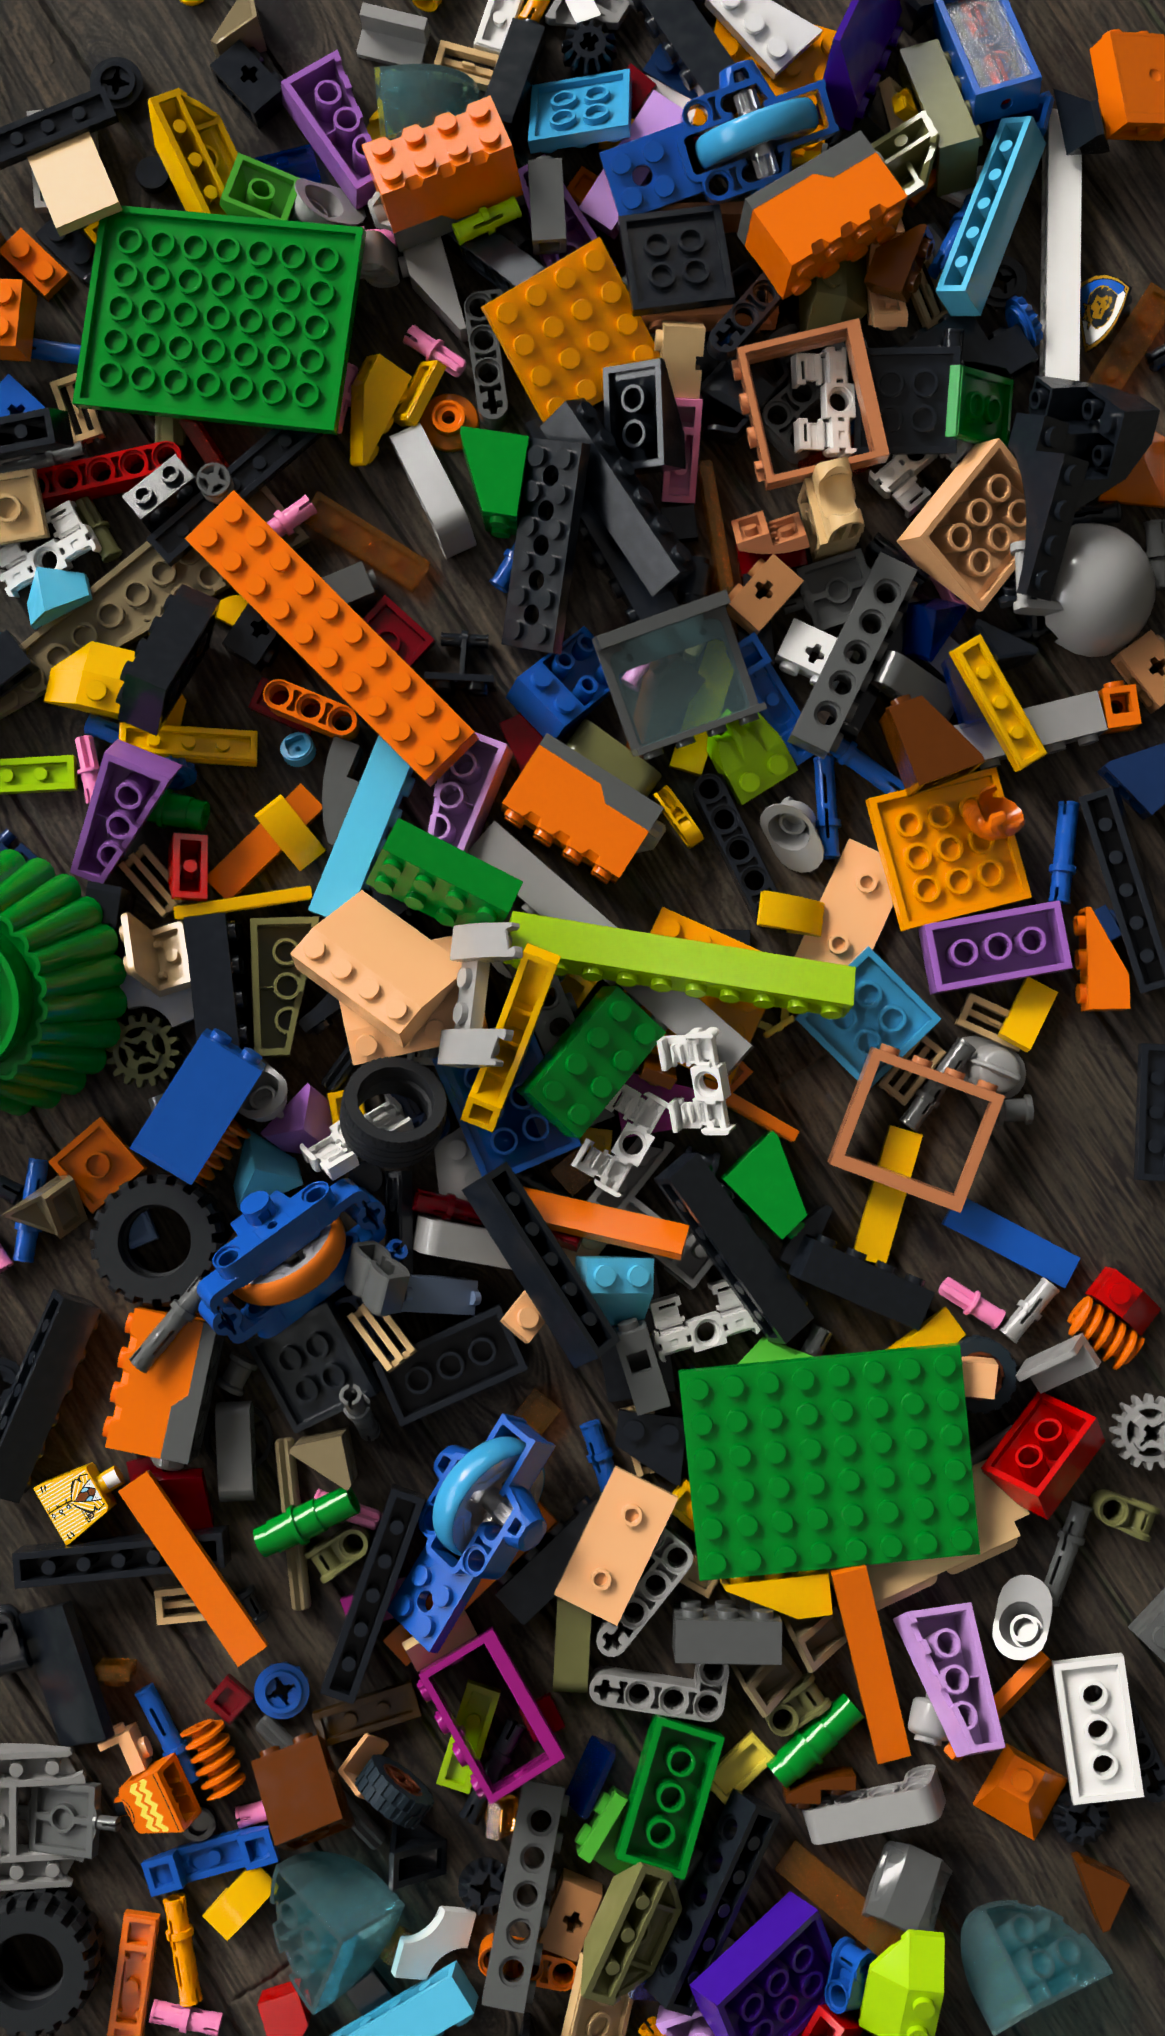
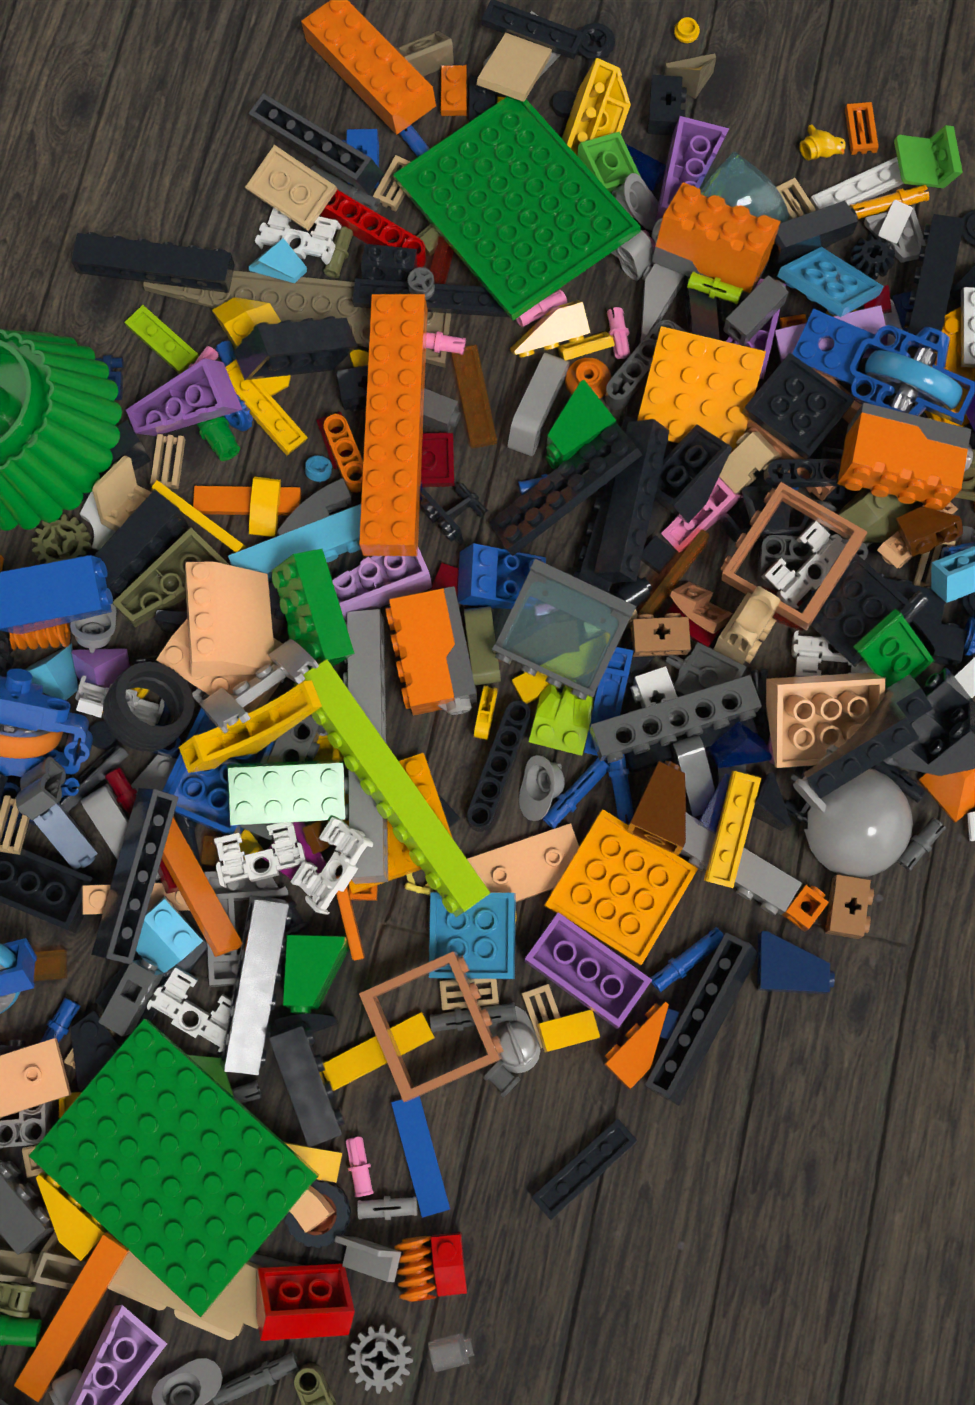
camera: 50 degrees right, 10 degrees down
(188, 867) = (190, 469): red slope -> none
(392, 36) = (770, 152): light grey panel -> none
(790, 913) = (490, 829): yellow slope -> none
(993, 816) = (663, 891): orange hair -> none

